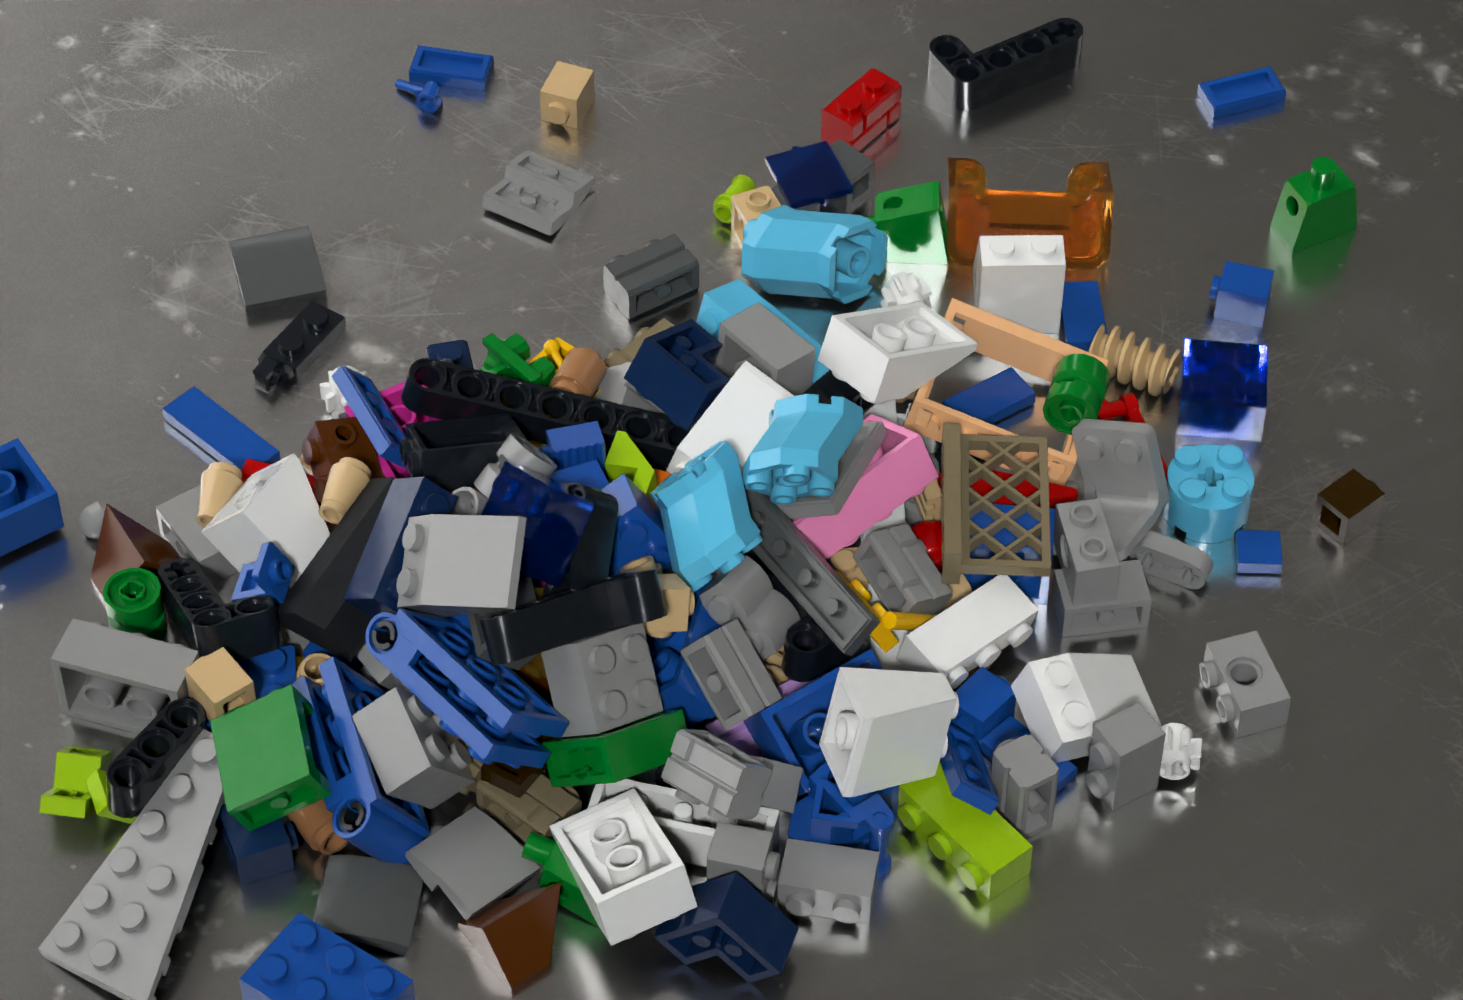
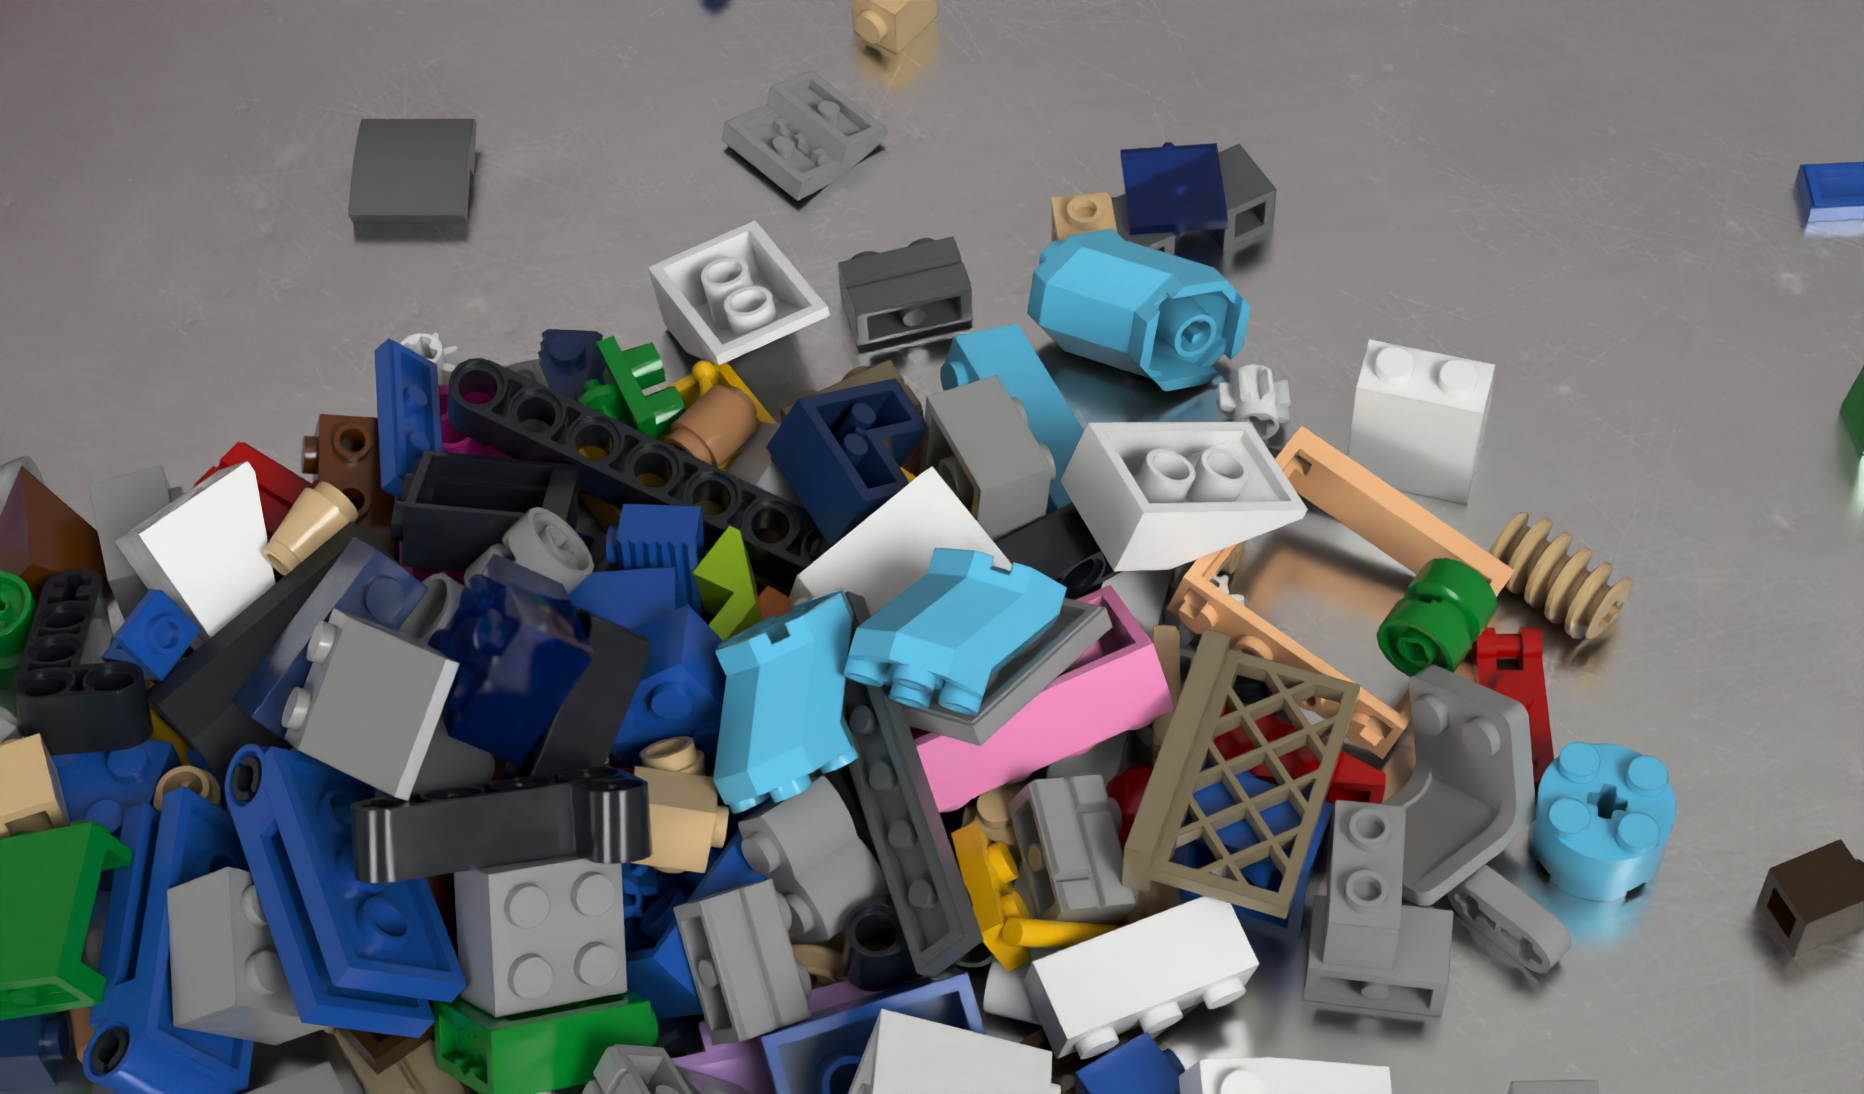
camera: 20 degrees right, 5 degrees up
(217, 430) = (239, 389): blue tile -> none
(217, 488) = (164, 480): tan cone -> none
(298, 346) = (393, 288): black hinge -> none
(546, 299) = (733, 295): none -> white slope
(722, 202) = (1080, 182): lime pin -> none
(862, 110) = (1290, 109): red brick -> none
(914, 223) = (1298, 293): green torso -> none
(994, 397) = (1323, 589): blue tile -> none
(1004, 68) = (1525, 83): black beam -> none
(1078, 214) = (1529, 331): clear orange windscreen -> none
(1081, 313) = (1506, 481): blue tile -> none
(1222, 389) = (1678, 655): clear blue brick -> none
(1242, 293) = (1760, 506): blue brick -> none
(1258, 551) = (1653, 935): blue tile -> none

